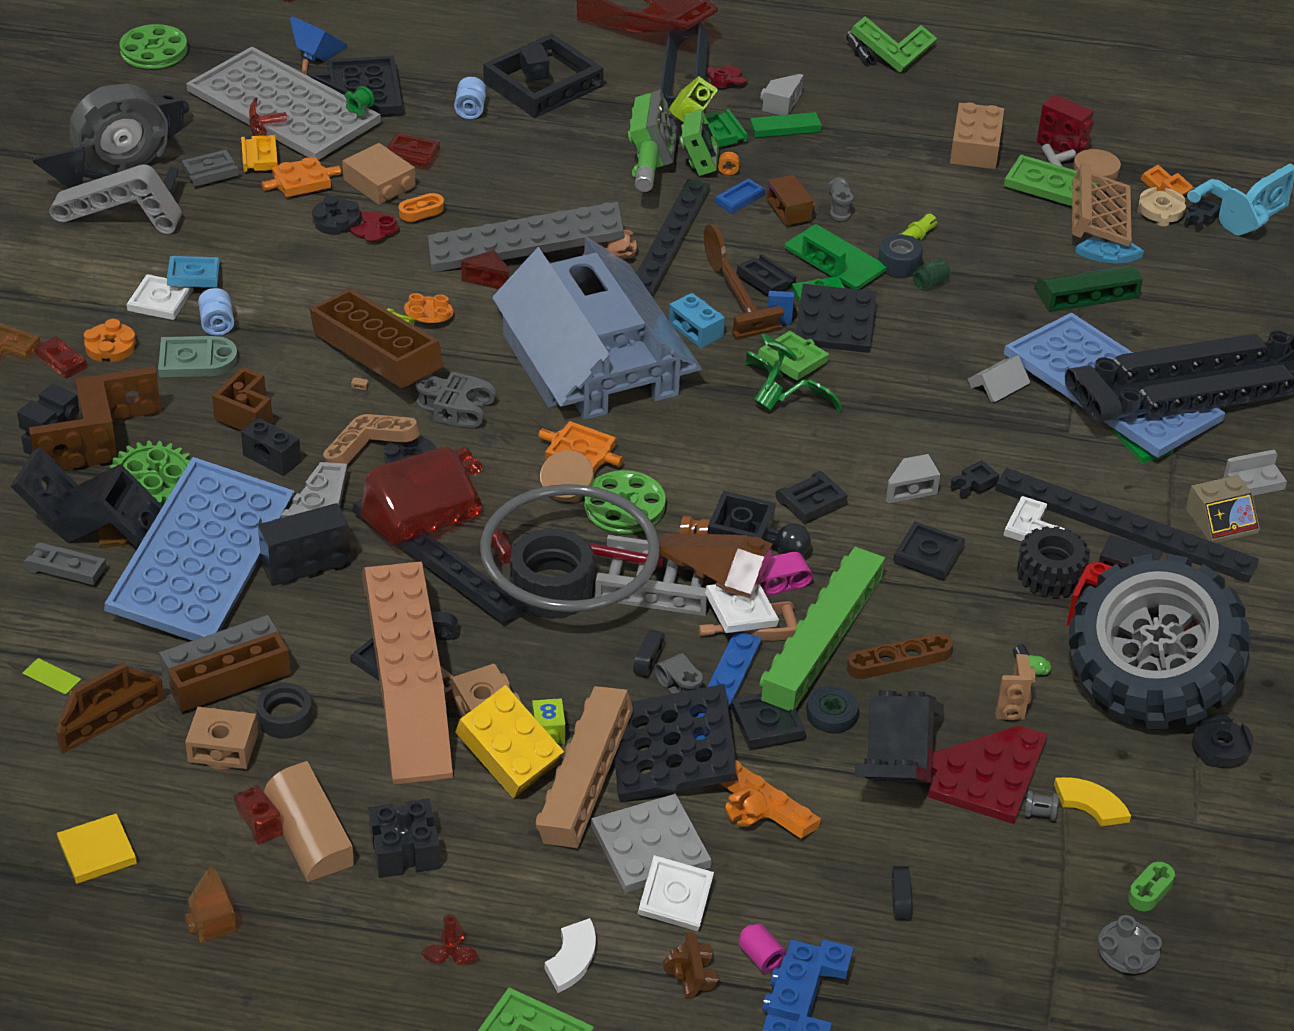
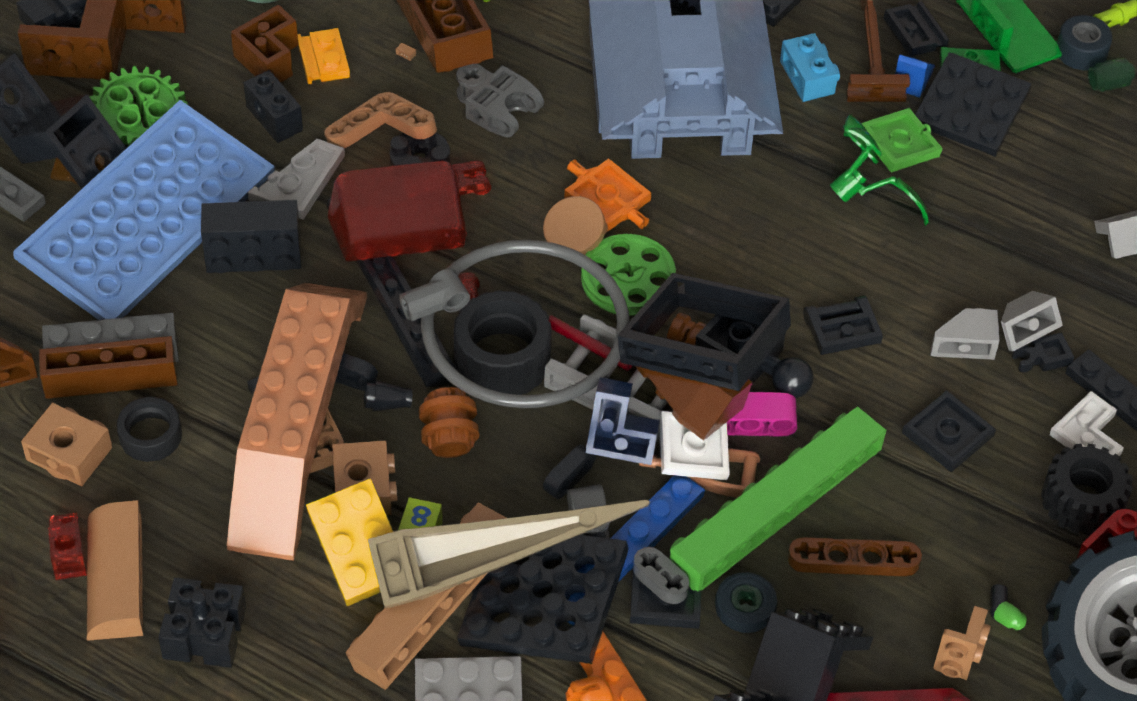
camera: 20 degrees right, 10 degrees up
(293, 402) = (323, 56): none -> light orange plate
(468, 637) = (386, 396): none -> black cone
(495, 538) = (442, 292): none -> dark grey piece
(536, 640) = (449, 422): none -> dark orange piece
(586, 730) = (436, 558): none -> dark tan plate
(673, 609) = (614, 431): none -> dark blue brick
(718, 536) = (697, 363): none -> black window
(760, 704) = (663, 573): none -> dark grey beam
(956, 453) = (1029, 319): none -> light grey slope

